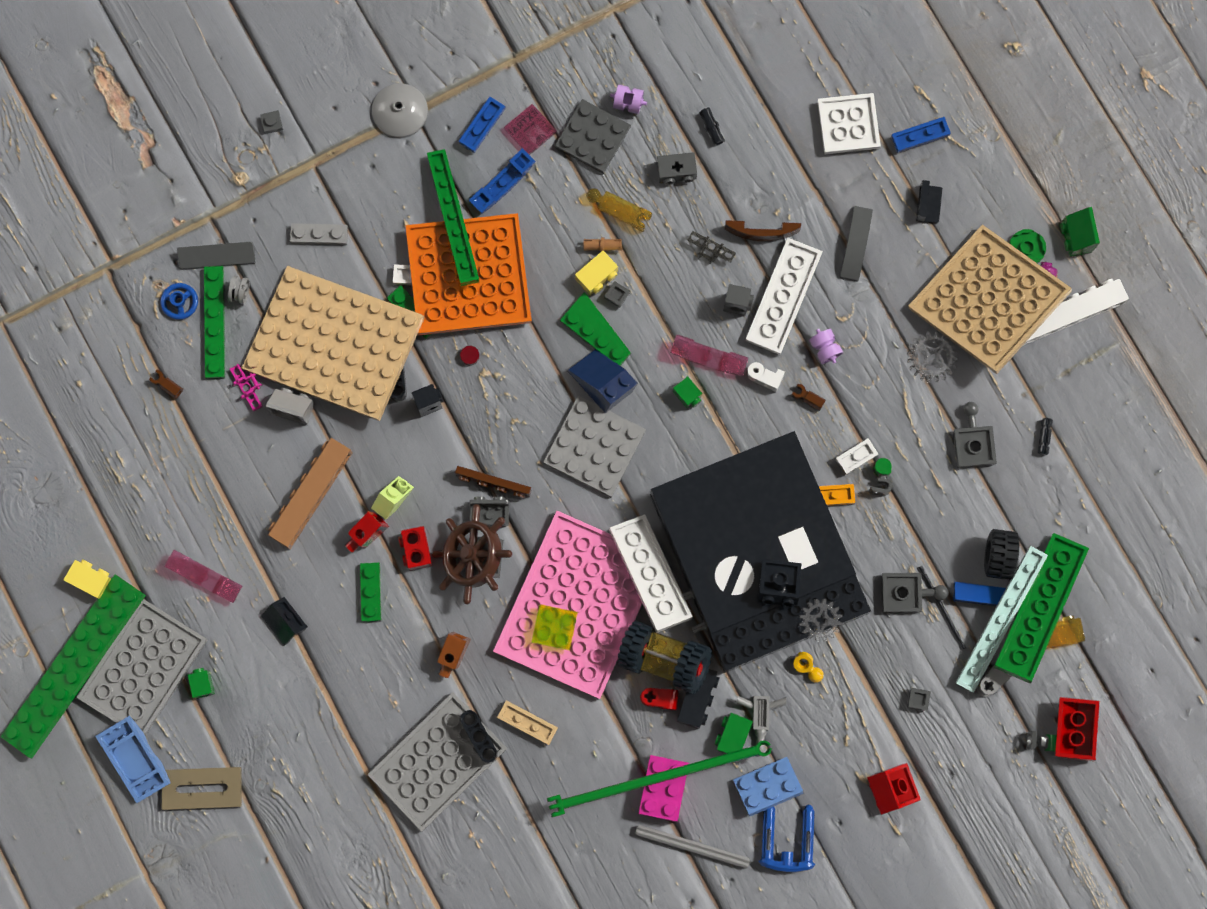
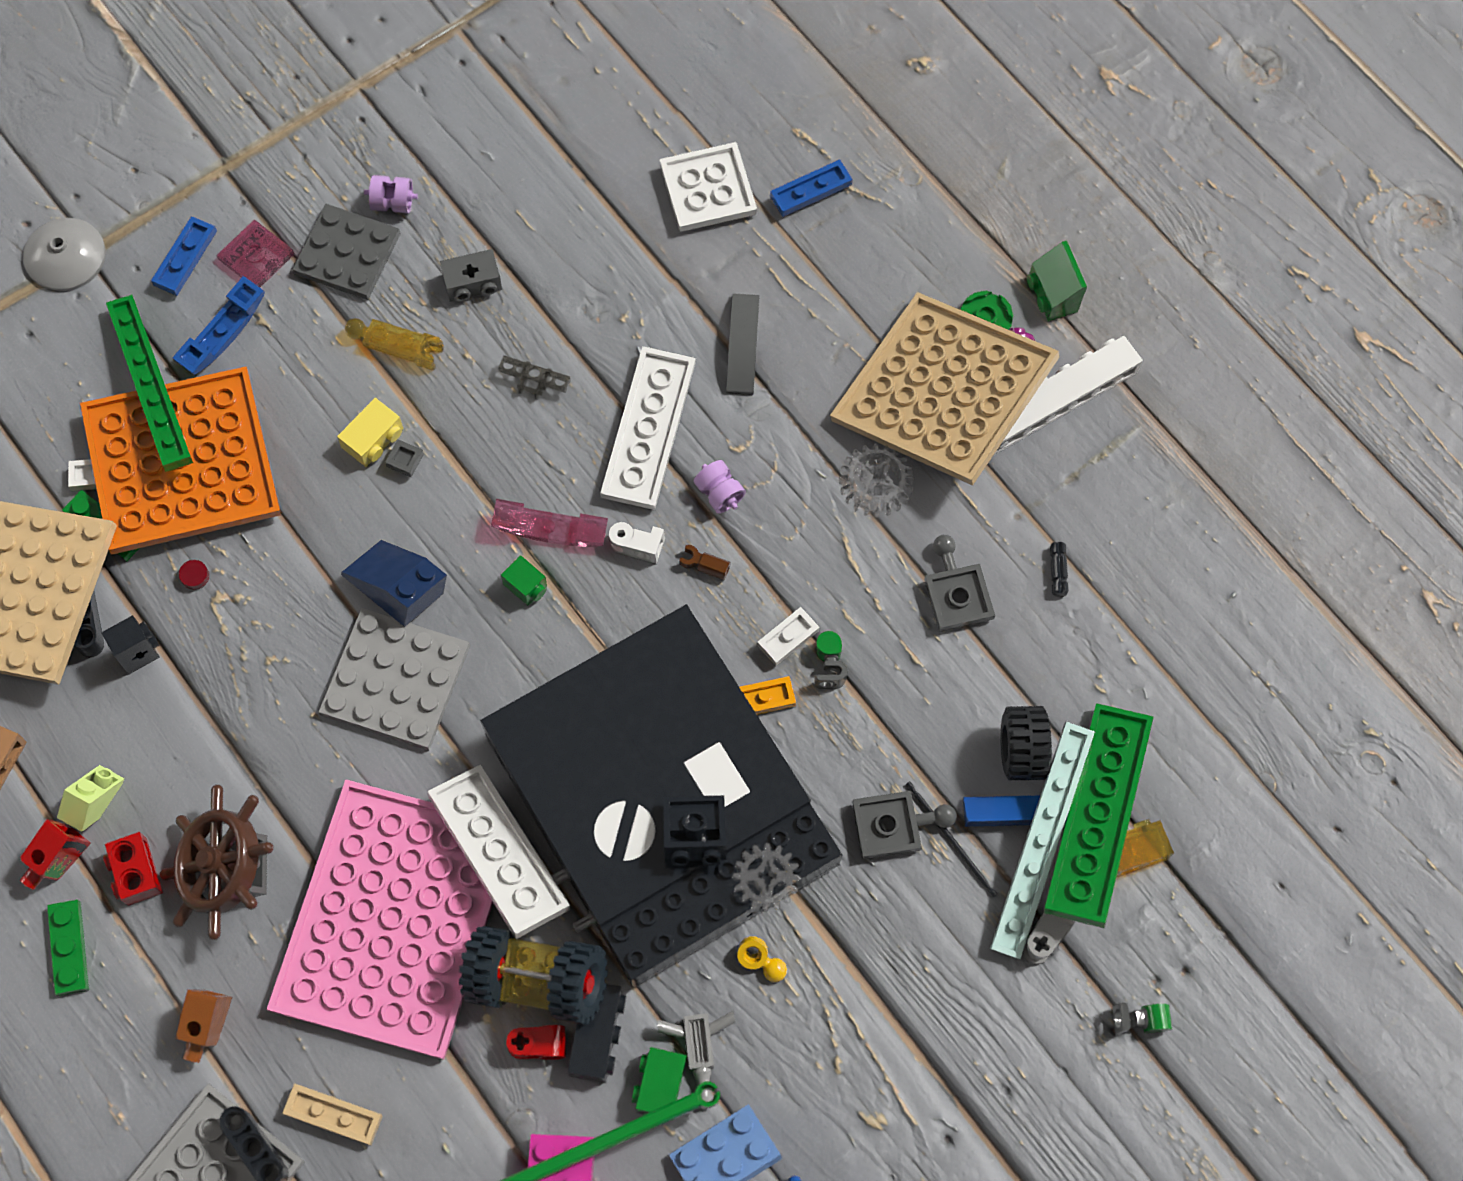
camera: 10 degrees left, 10 degrees down
(485, 480) = (234, 750): reddish brown plate -> none
(491, 509) = (239, 788): dark grey bracket -> none
(554, 627) = (358, 956): clear neon green plate -> none
(593, 328) = (372, 509): green wing -> none
(602, 244) = (381, 392): medium nougat pin -> none
(711, 126) = (515, 216): black pin -> none
(737, 229) = (605, 348): reddish brown slope -> none
(738, 300) = (581, 438): dark grey brick -> none
(893, 788) = (922, 1128): red slope -> none
(919, 699) = (938, 982): dark grey plate -> none
(929, 203) = (837, 276): black panel -> none
(1077, 729) = (1188, 990): red slope -> none

